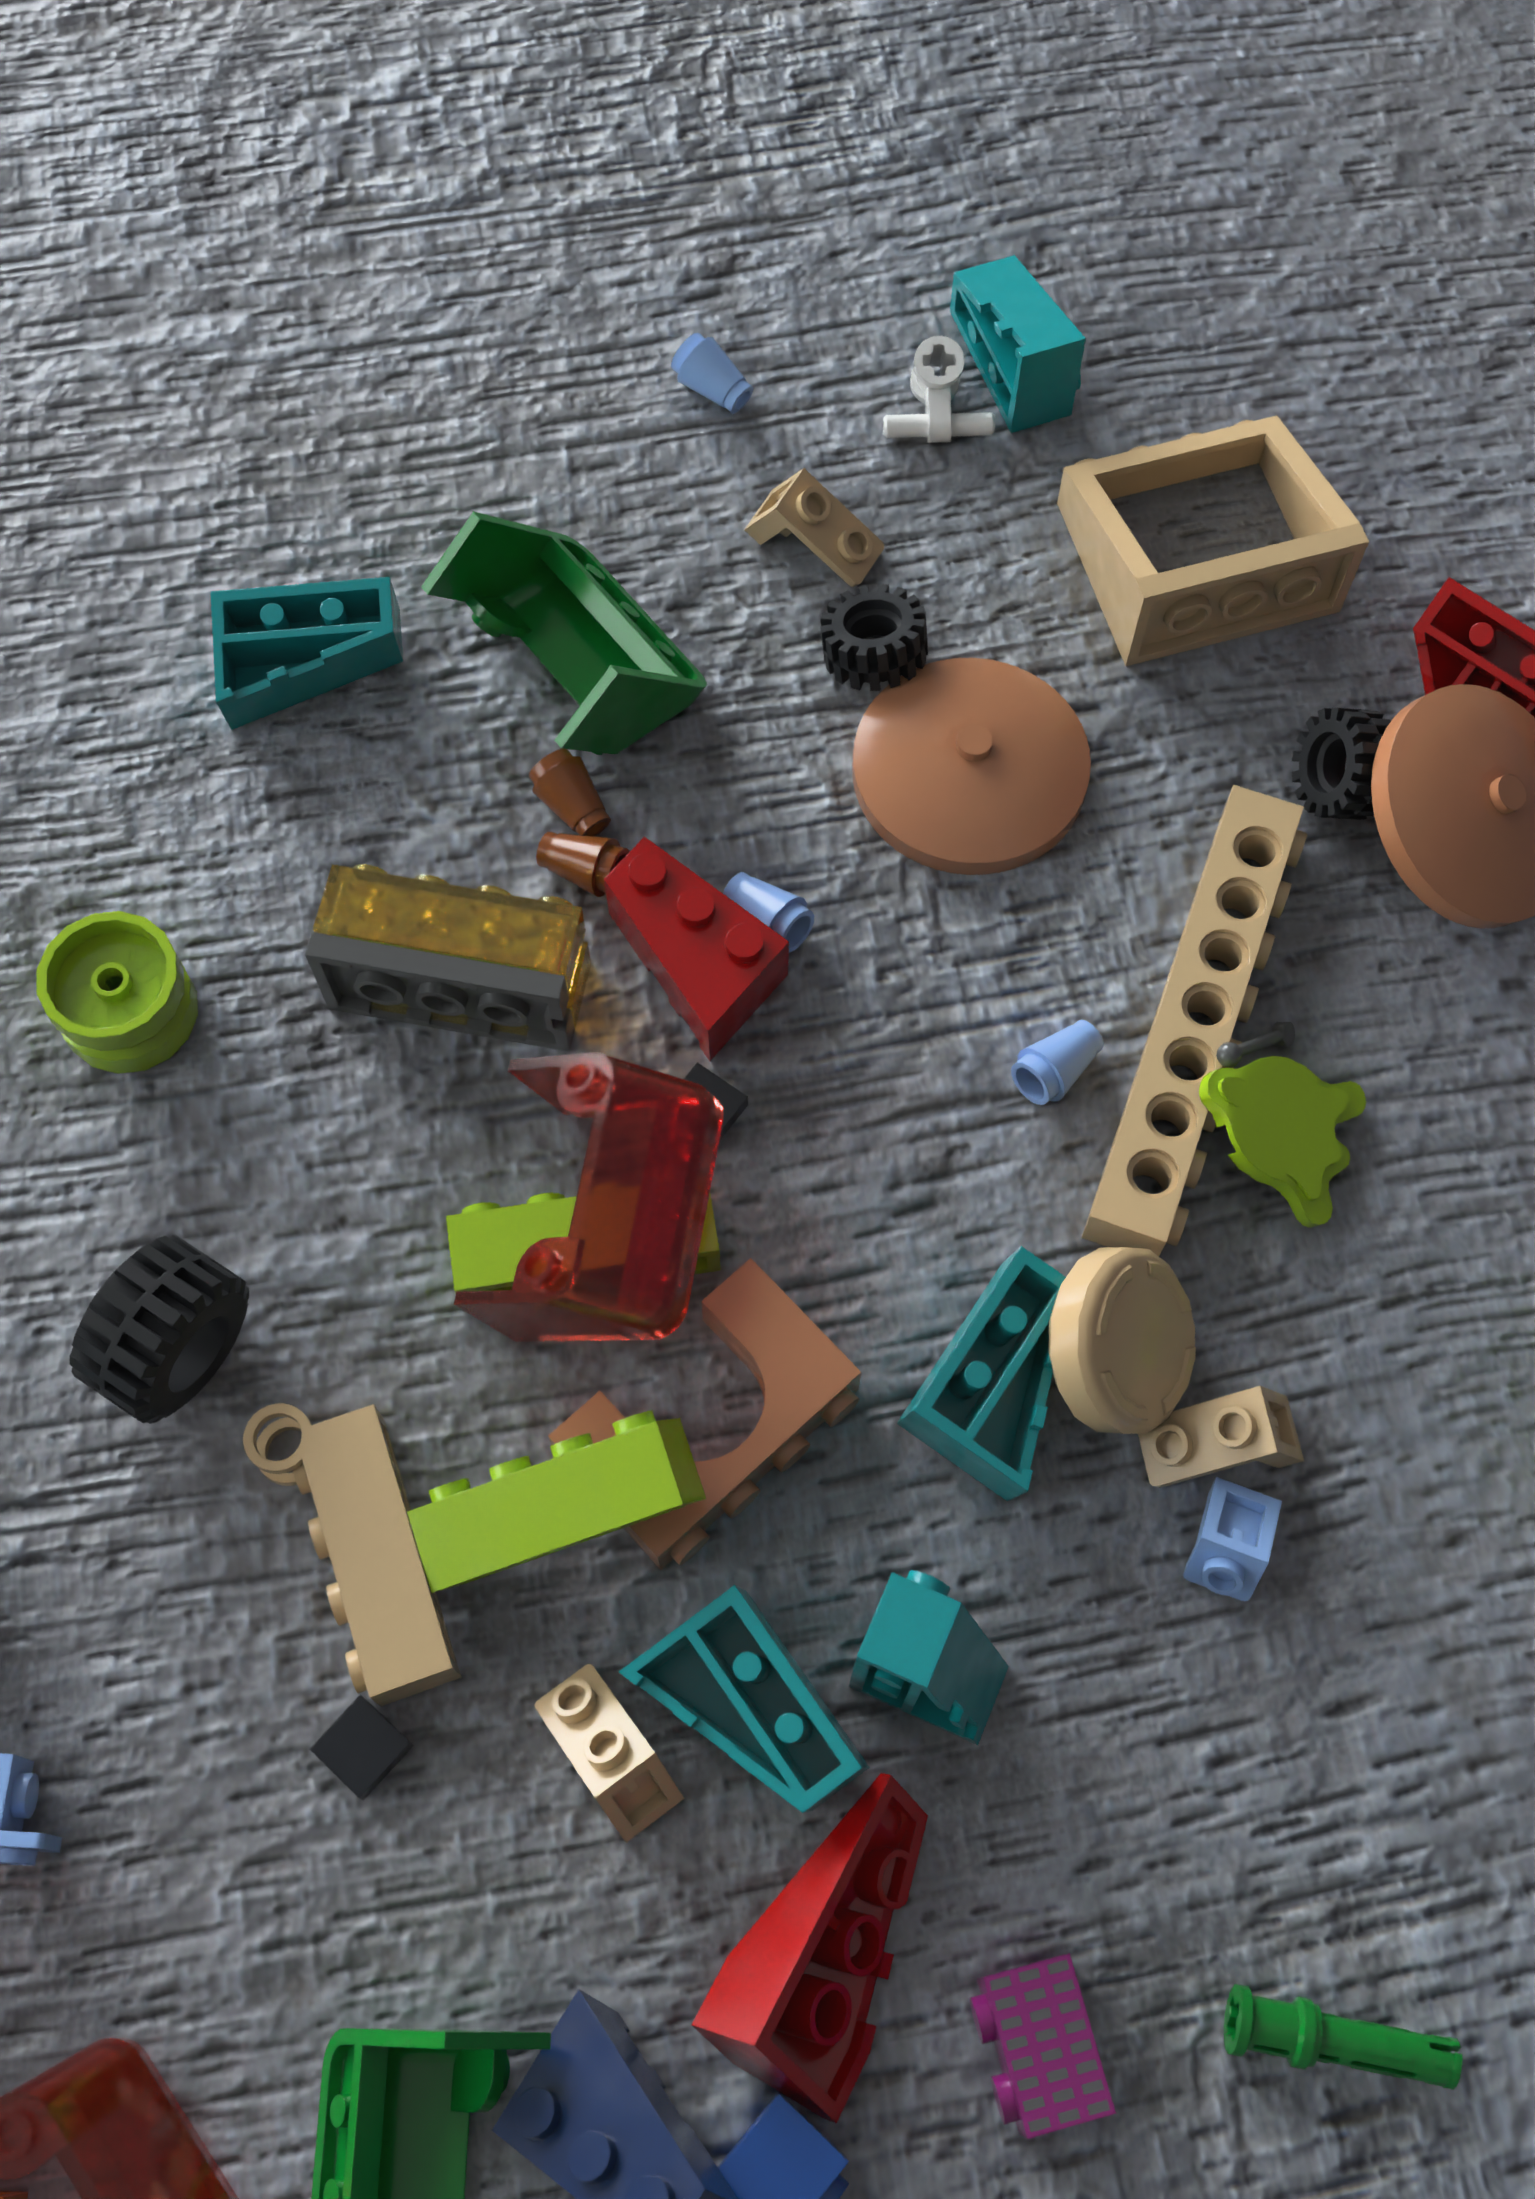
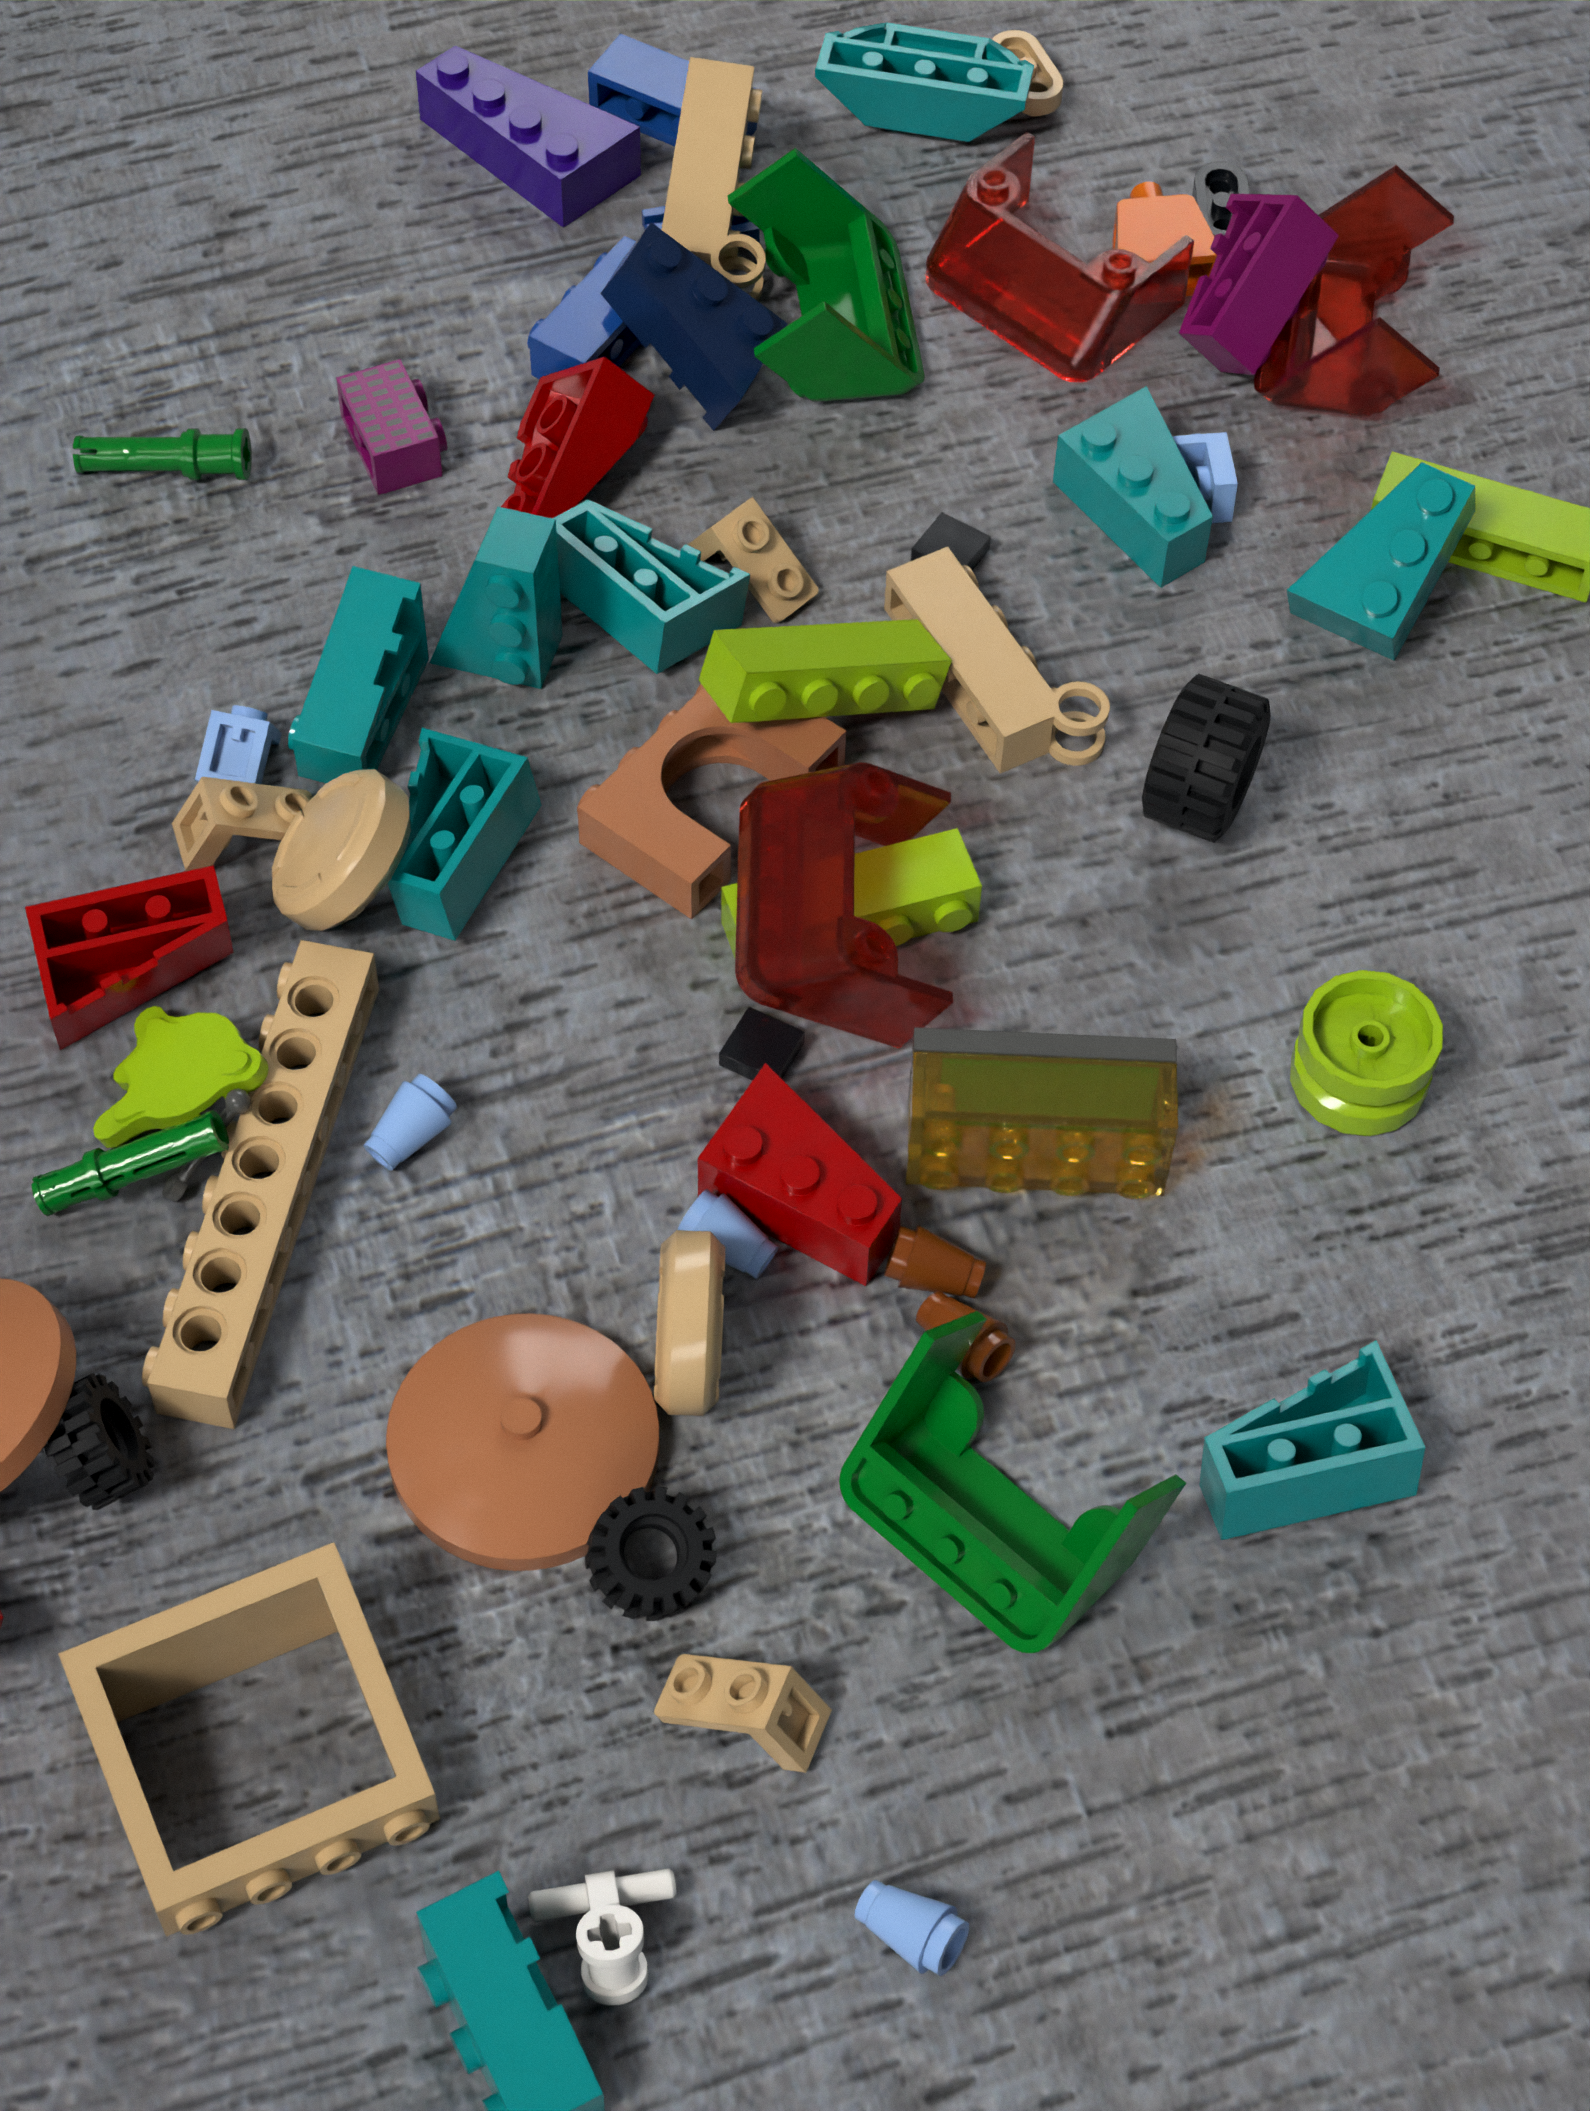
camera: 170 degrees right, 10 degrees down
(103, 1796) = (1136, 487): none -> teal wedge
(817, 794) = (689, 1323): none -> tan piece
(1096, 1592) = (362, 677): none -> teal wedge
(1351, 1274) = (125, 946): none -> red wedge
(1352, 1030) = (105, 1172): none -> green pin

